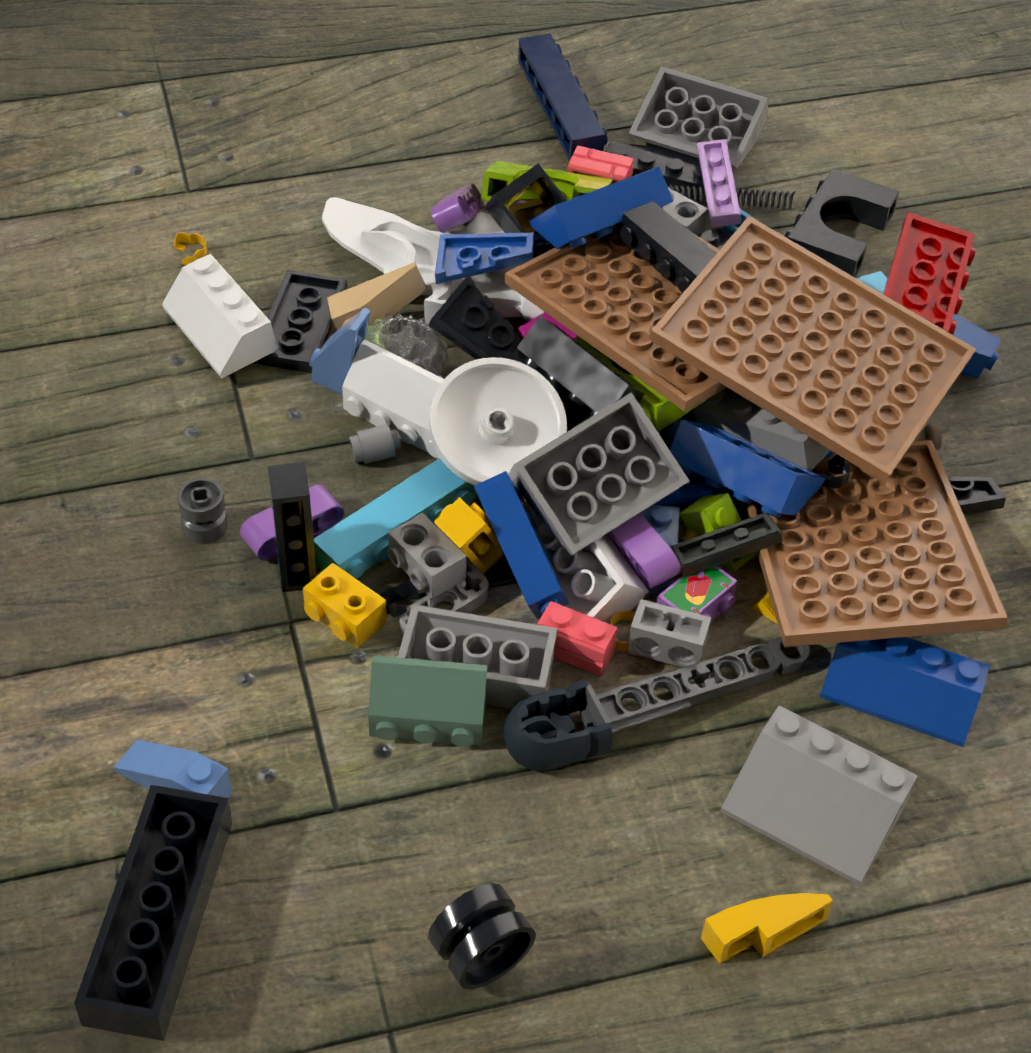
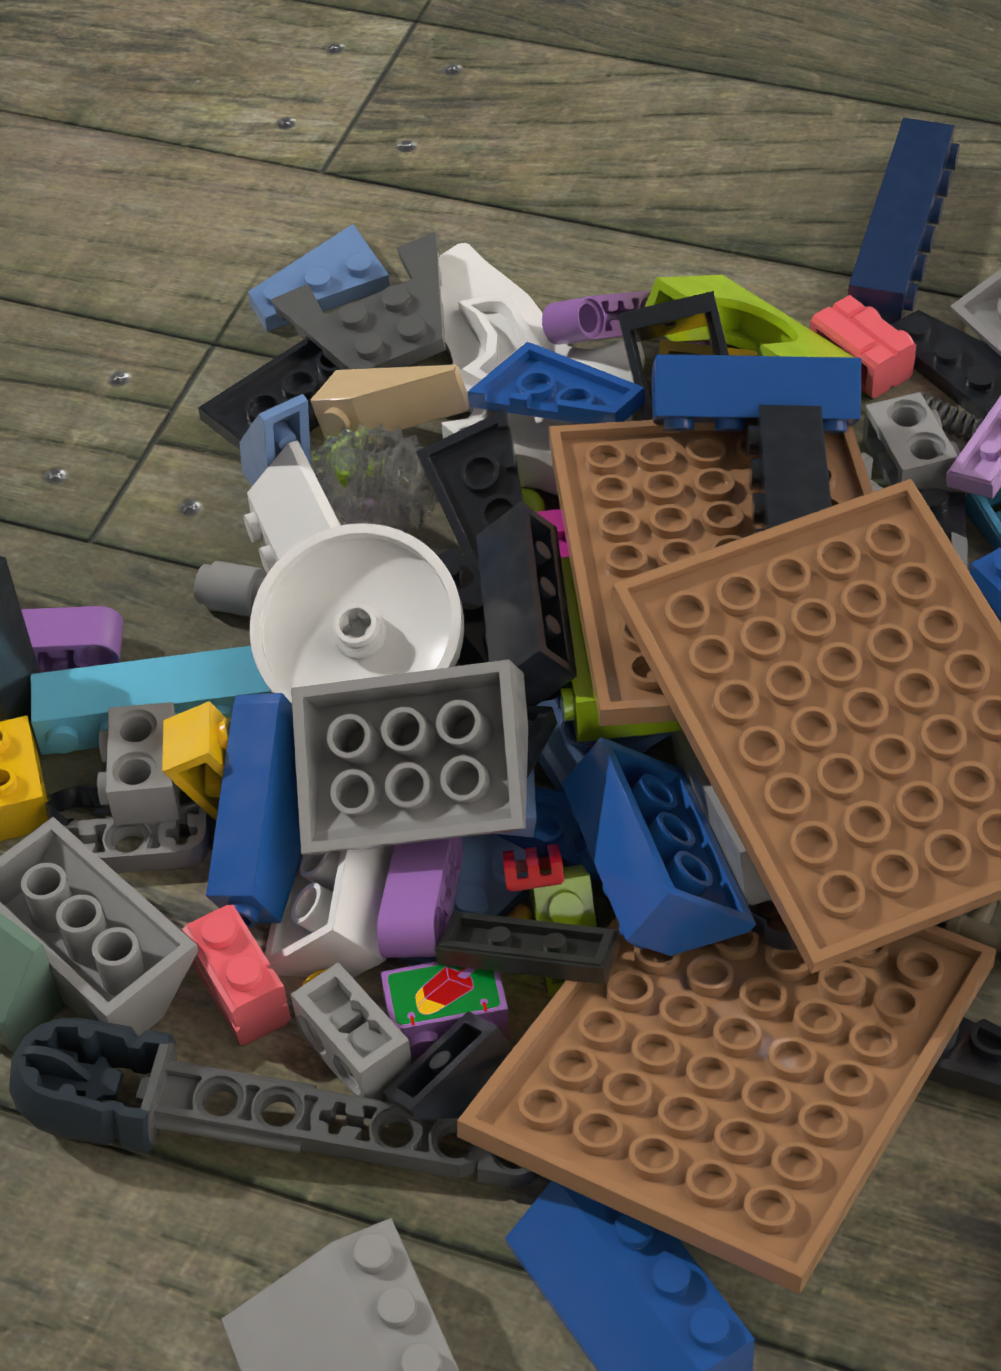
camera: 40 degrees right, 0 degrees up
(191, 239) = (257, 255): yellow piece -> none
(219, 317) = (196, 343): white slope -> none
(256, 251) = (335, 270): none -> medium blue wing
(327, 266) = (382, 329): none -> dark grey wing
(692, 504) = (533, 865): none -> red tile
(741, 622) = (450, 1070): none -> black slope

